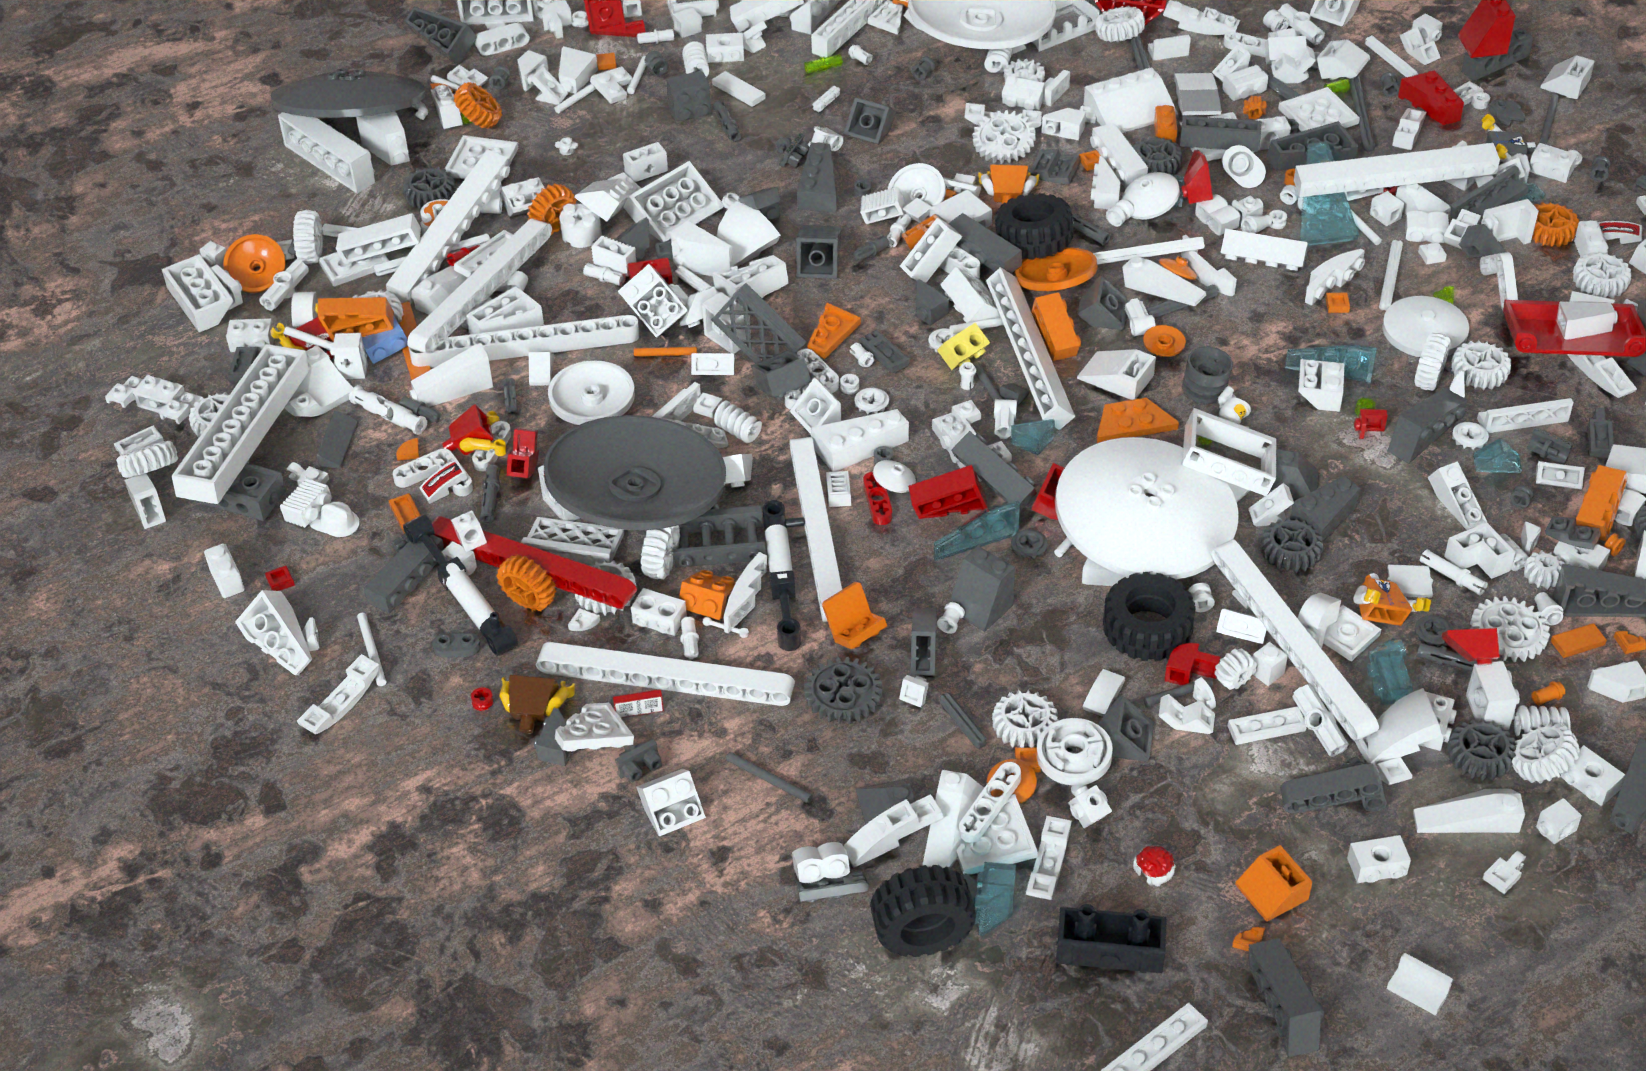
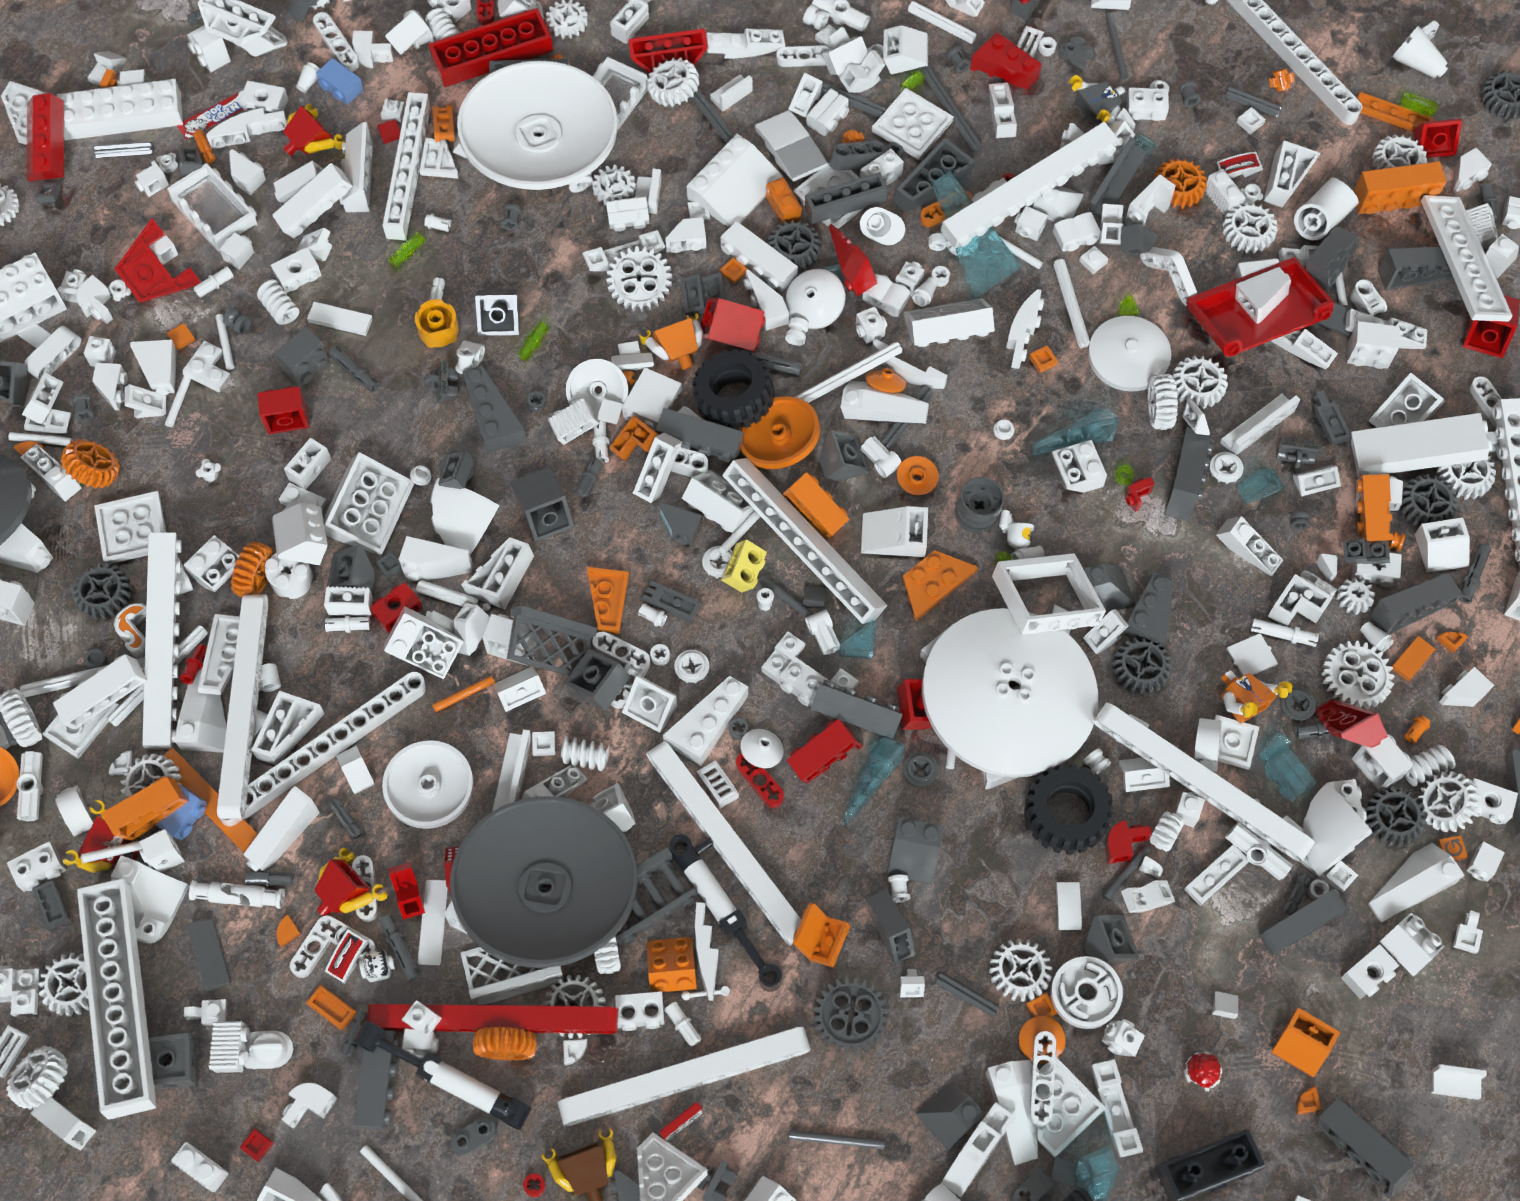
camera: 30 degrees left, 20 degrees up
(340, 560) = (310, 1097): none -> white brick
(462, 497) = (376, 965): none -> white head
(472, 57) = (42, 398): none -> white brick
(523, 498) = (433, 922): none -> white sticker
(538, 44) = (99, 351): none -> white brick
(650, 122) = (283, 410): none -> red brick
(812, 110) = (436, 323): none -> light orange brick
(886, 150) = (533, 341): none -> clear neon green pin
(1064, 181) = (732, 324): none -> slope
(1189, 225) = (870, 325): none -> white brick
(1211, 829) = (1225, 1005): none -> white slope
(1248, 110) = (855, 155): none -> dark grey beam
(1268, 338) = (1003, 429): none -> white plate
(1438, 854) = (1412, 944): none -> white slope
(1532, 800) = (1454, 847): none -> orange tile
(1621, 252) = (1255, 191): none -> white plate

